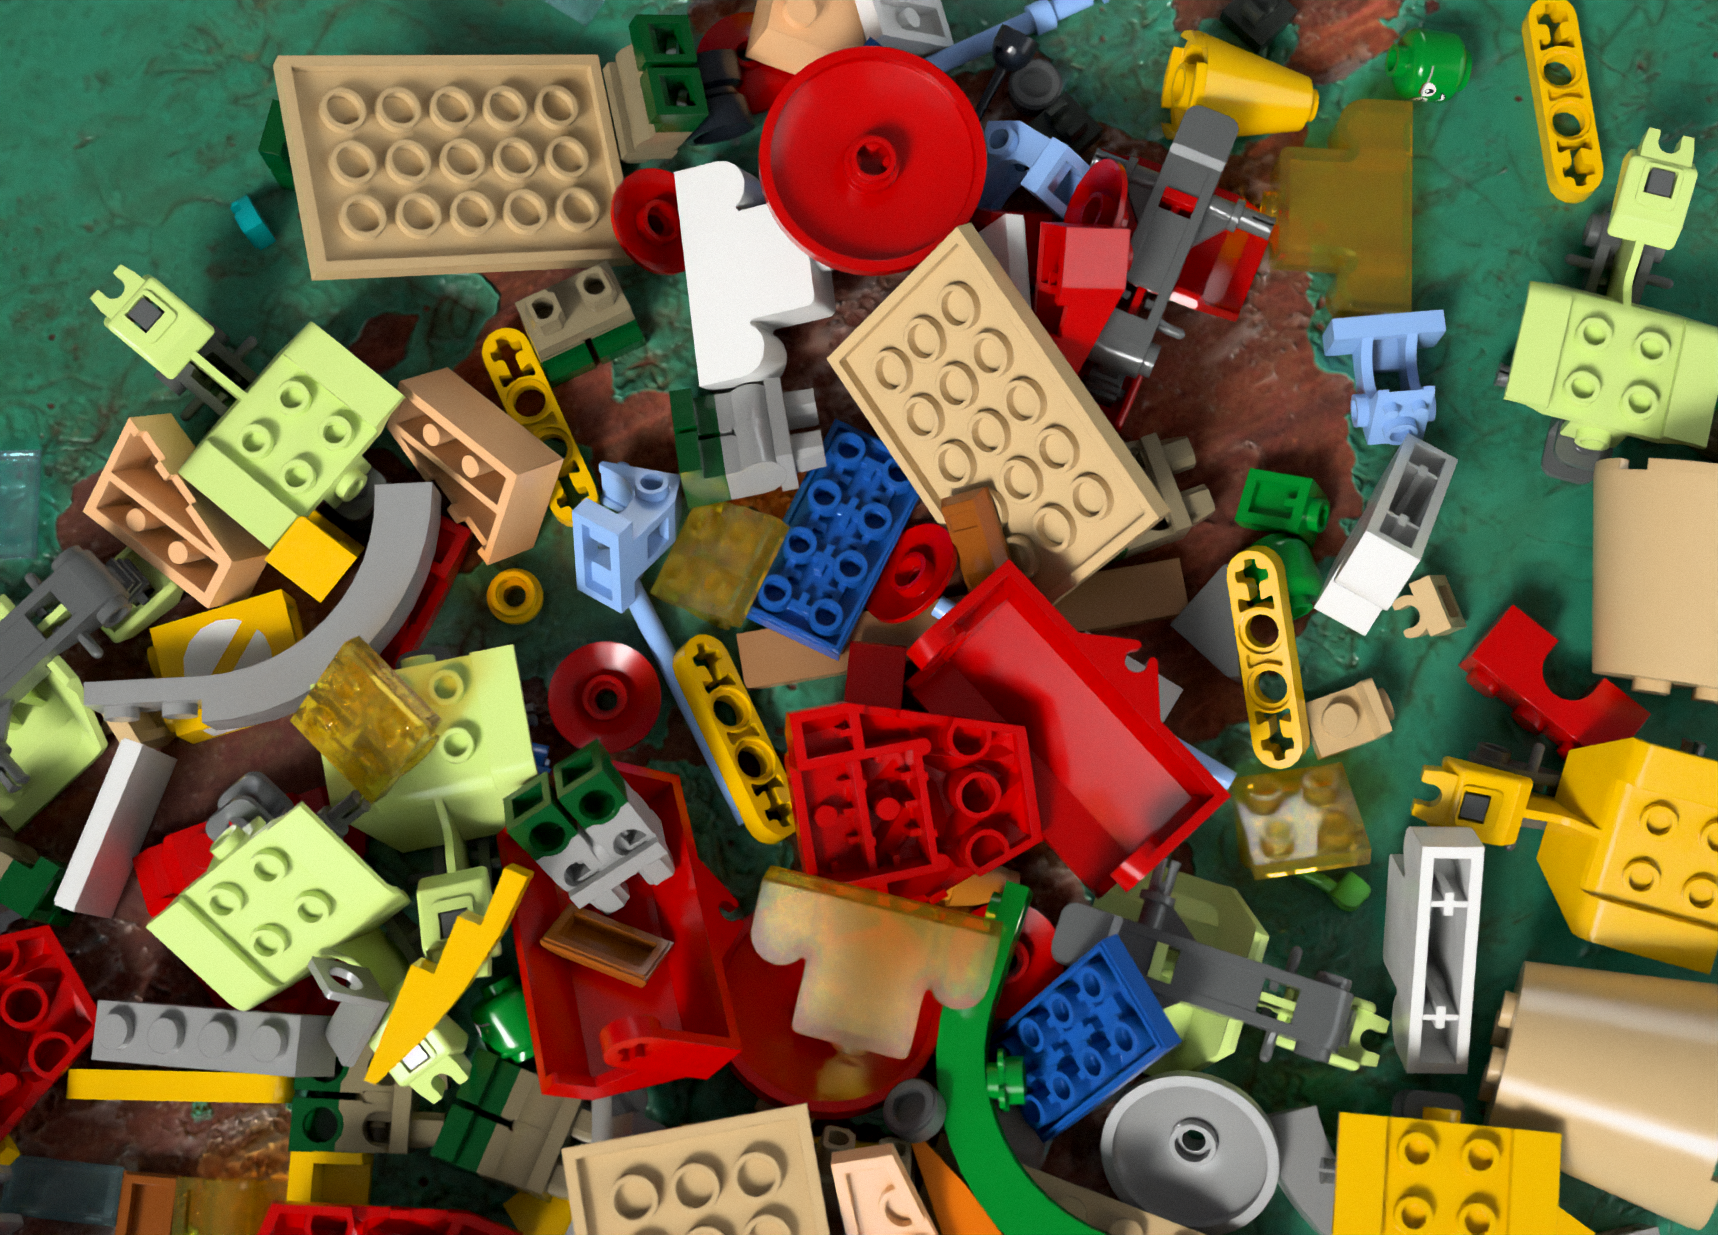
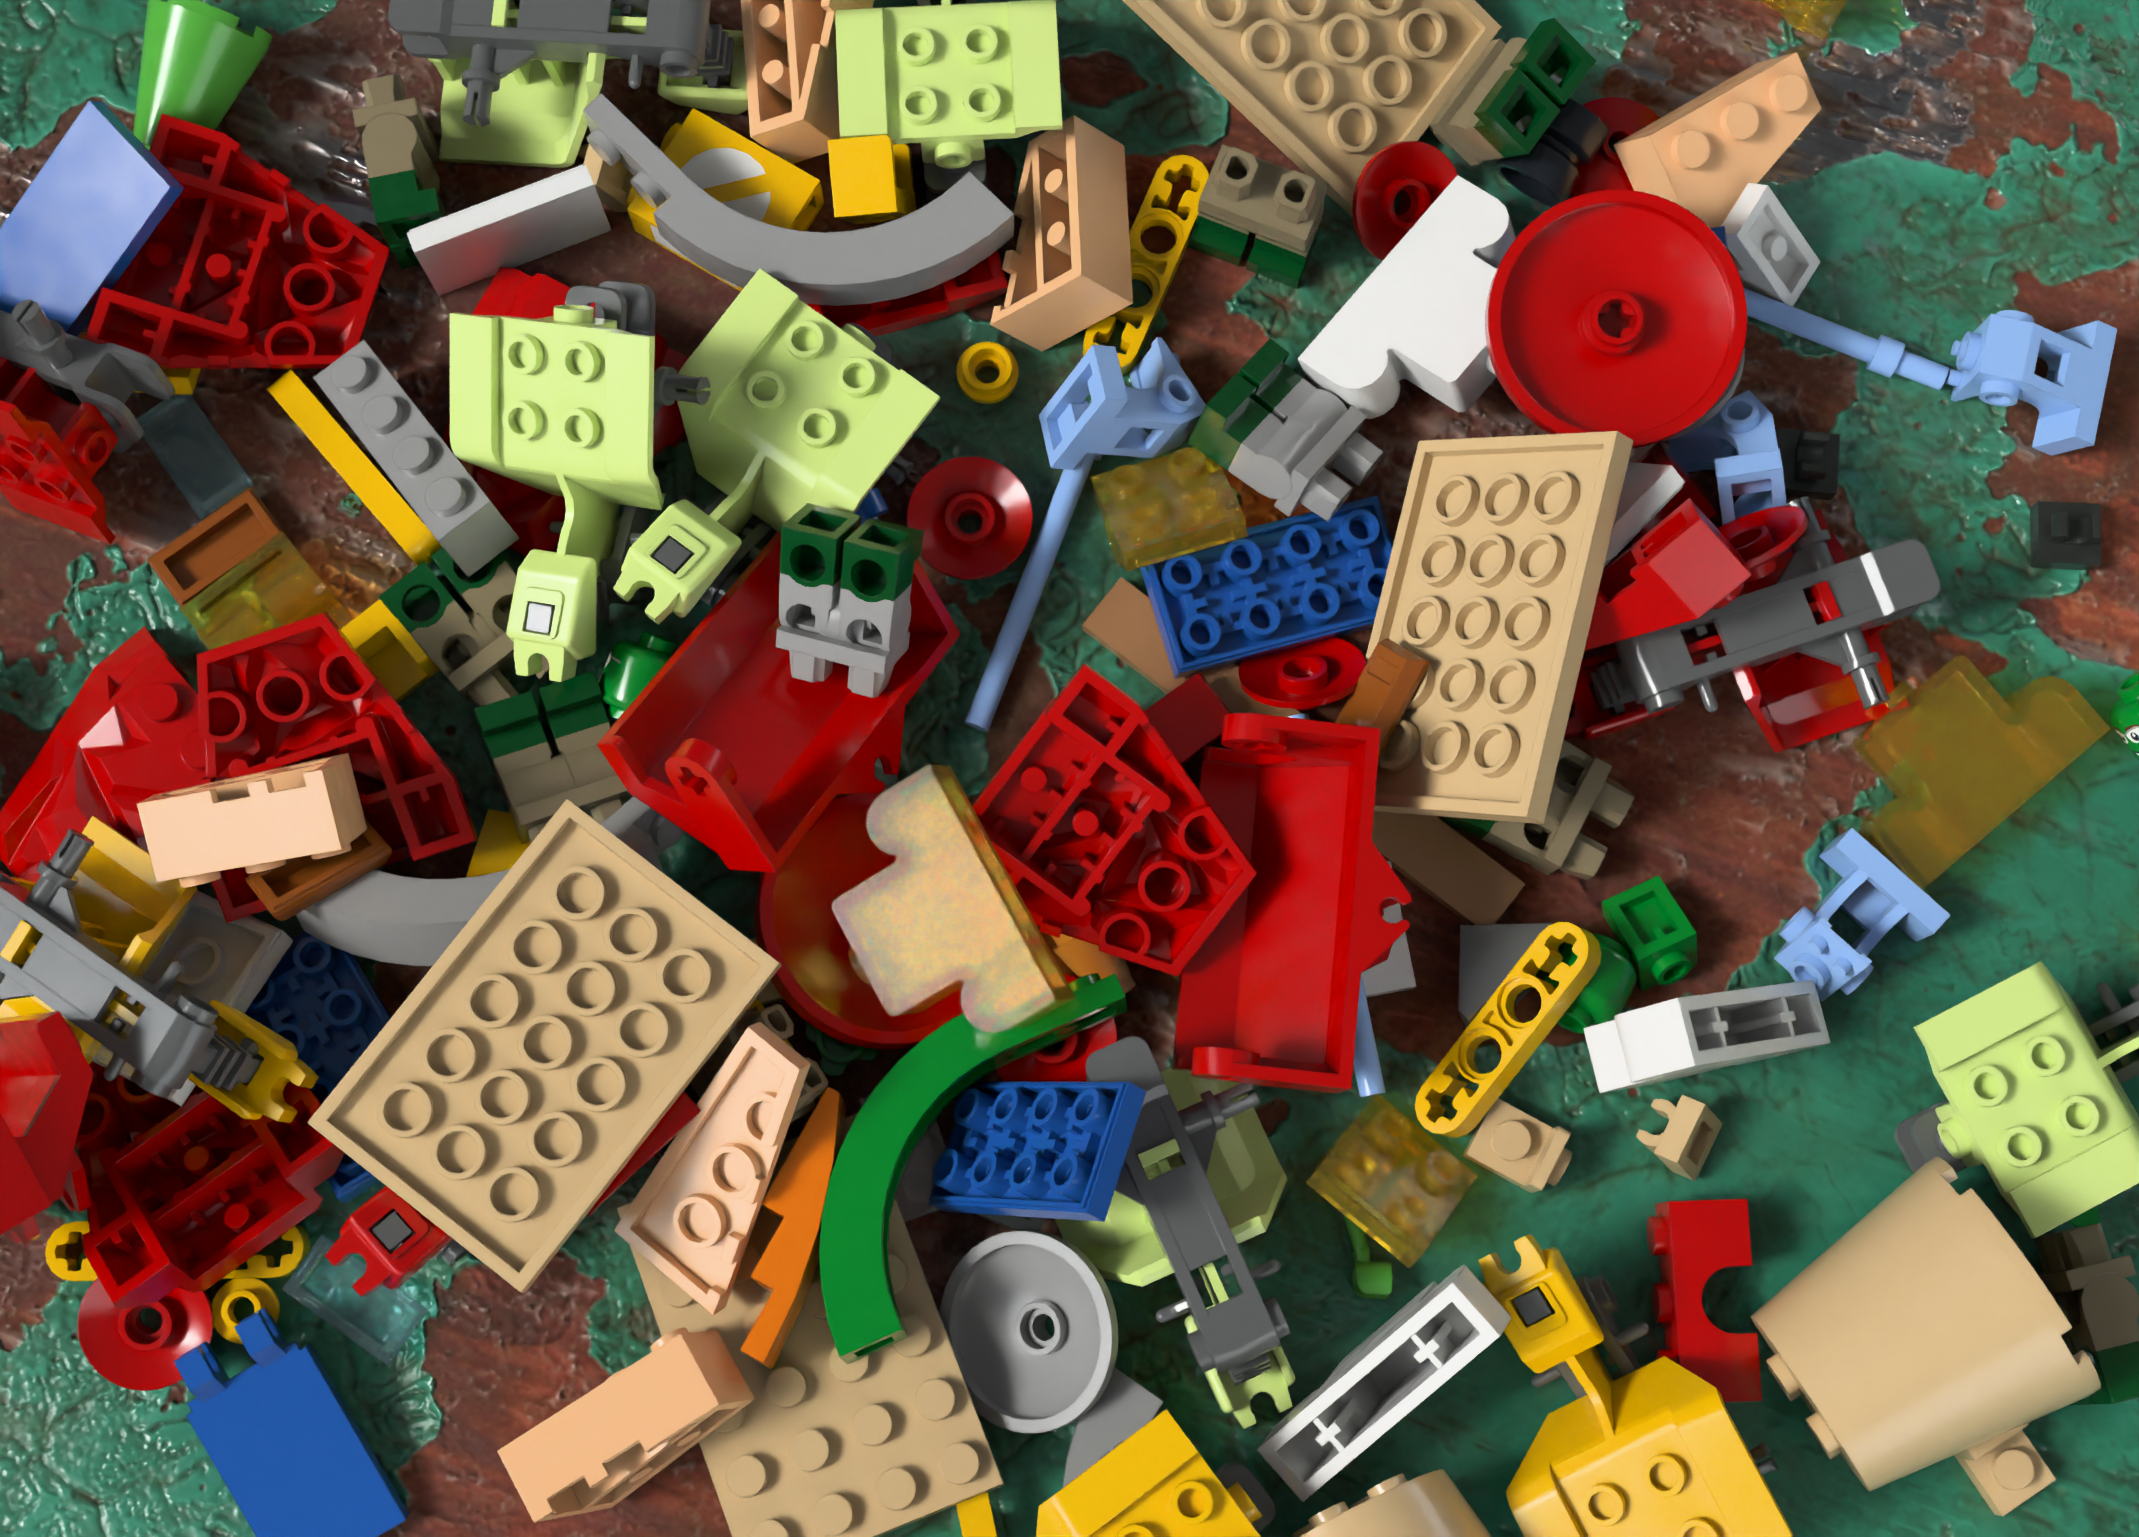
camera: 40 degrees right, 0 degrees up
(359, 1009) = (535, 545): light grey bracket -> none
(367, 720) = (770, 336): clear yellow plate -> none
(435, 987) = (604, 584): yellow slope -> none
(606, 945) = (766, 695): dark orange tile -> none
(727, 741) = (1025, 649): yellow beam -> none
(914, 1110) = (856, 1064): dark grey tile -> none
(1007, 1080) = (950, 1120): green plate -> none
(1011, 52) = (1827, 357): black hinge -> none
(1034, 87) = (1819, 404): dark grey tile -> none
(1236, 83) = (1981, 573): yellow cone -> none

